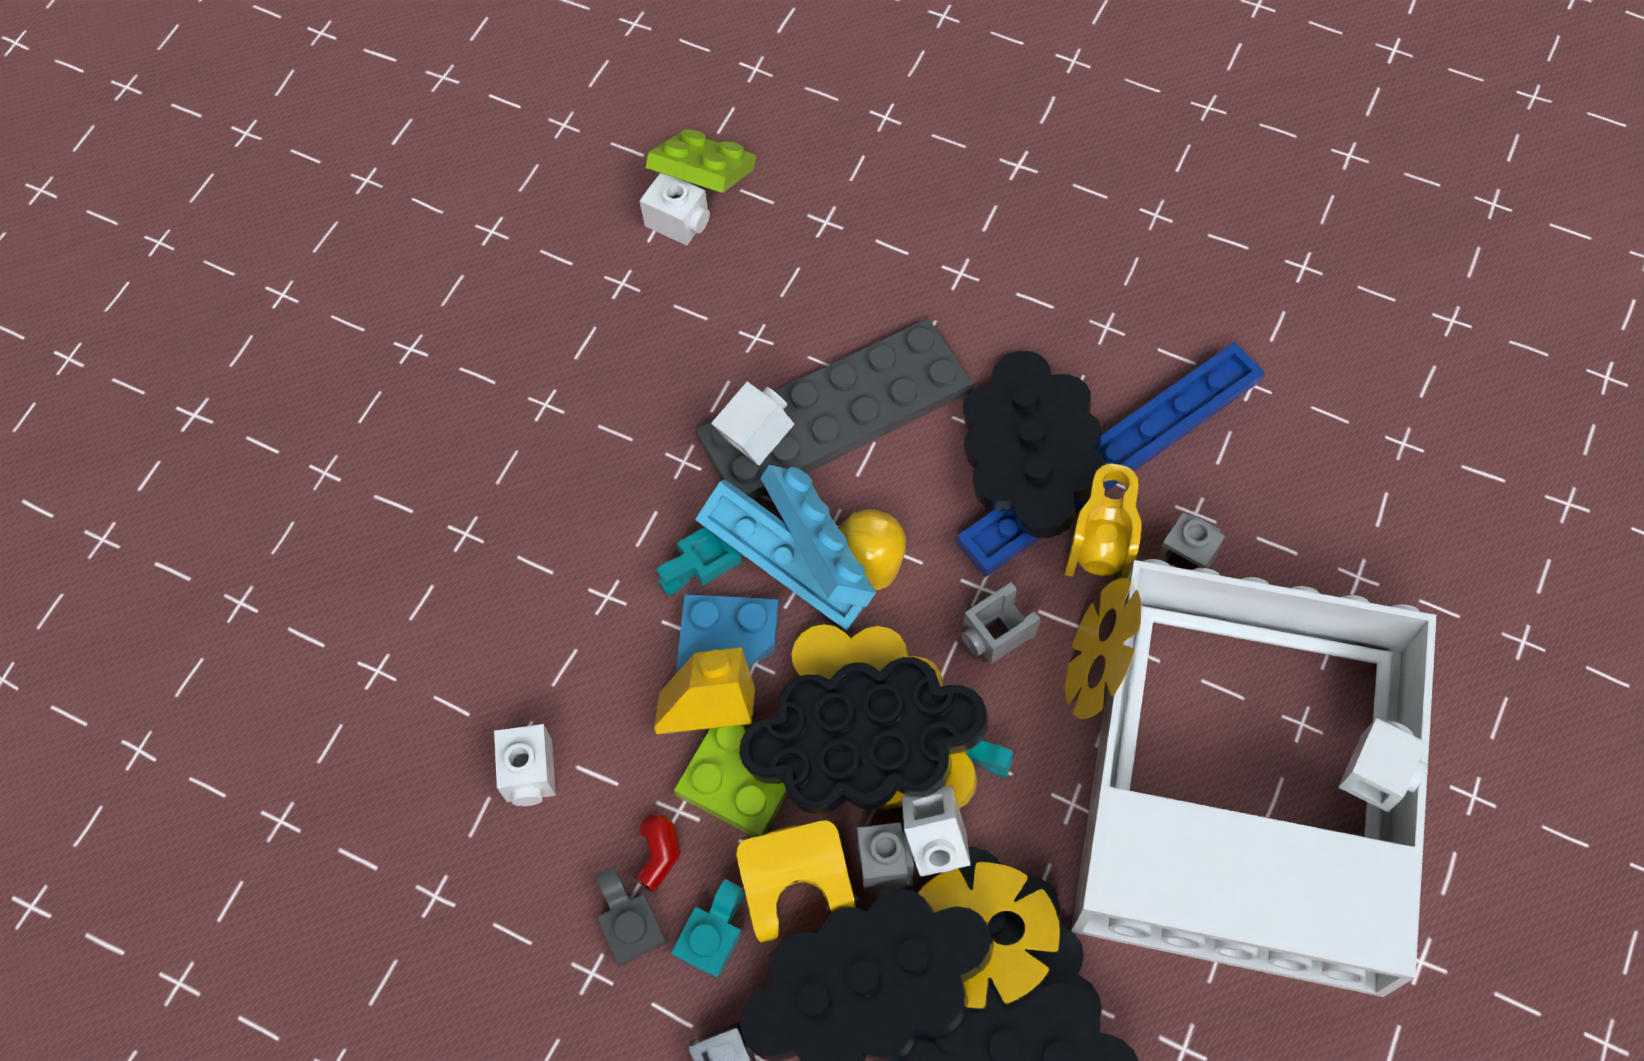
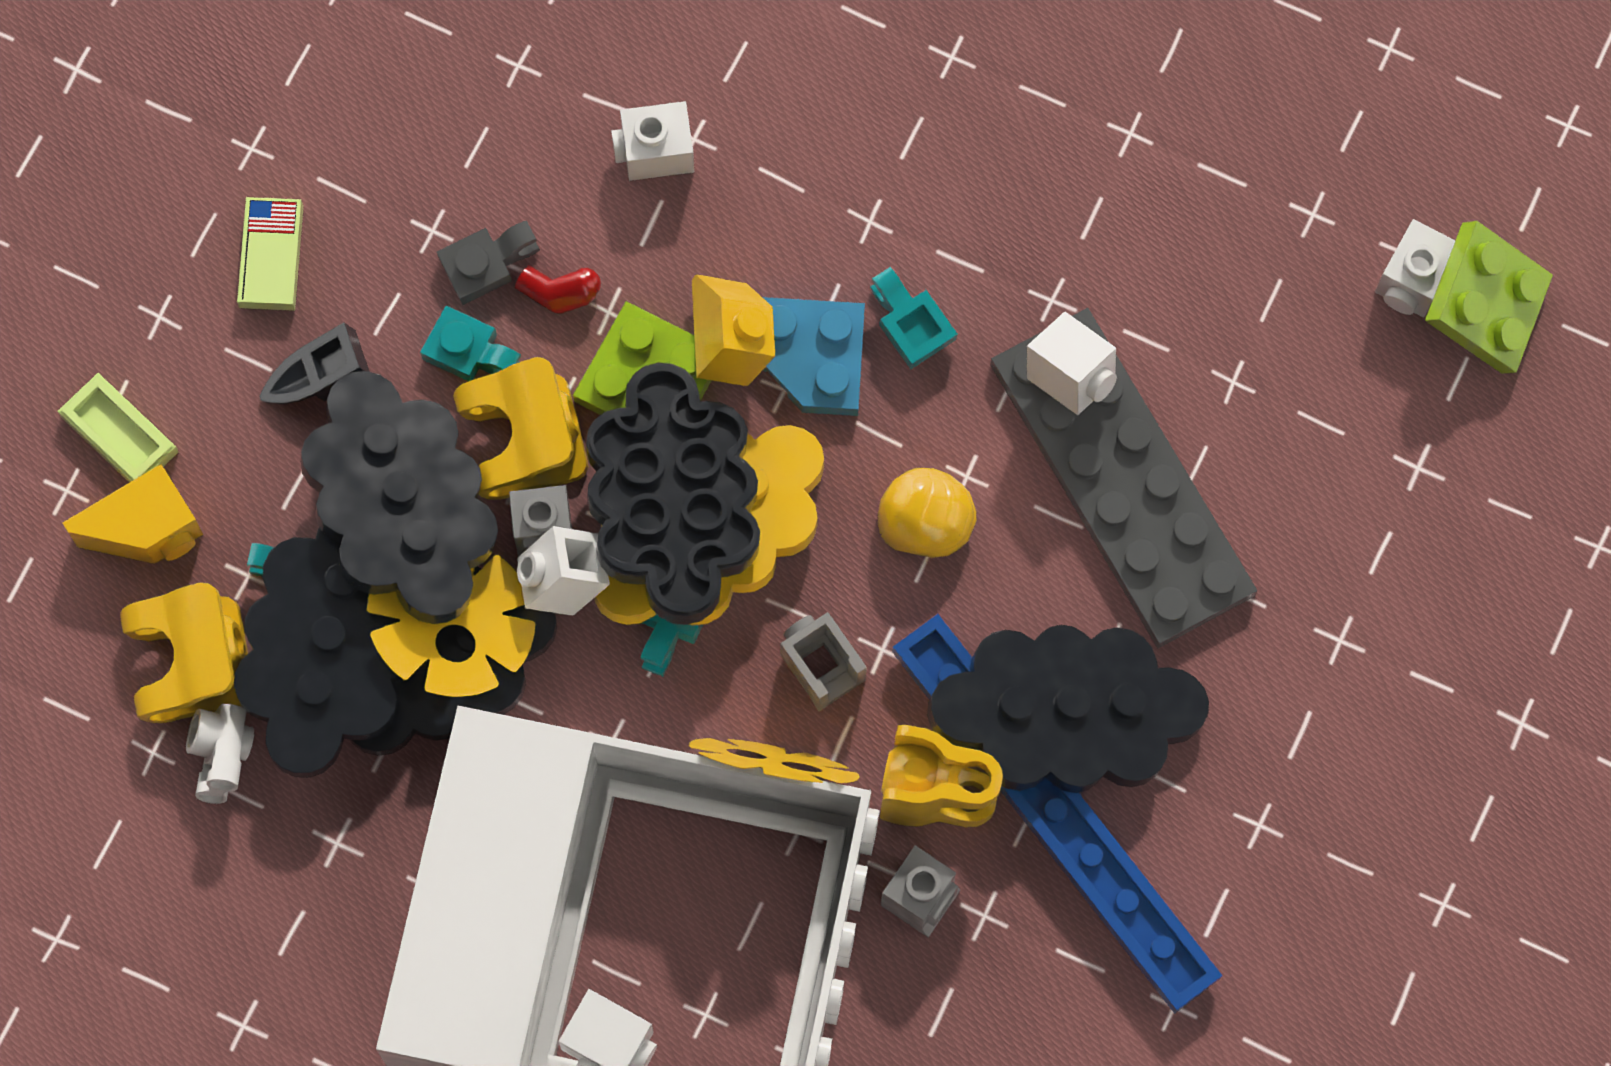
camera: 85 degrees right, 10 degrees up
(770, 546) = (907, 410): medium azure plate -> none
(817, 536) = (925, 441): medium azure plate -> none

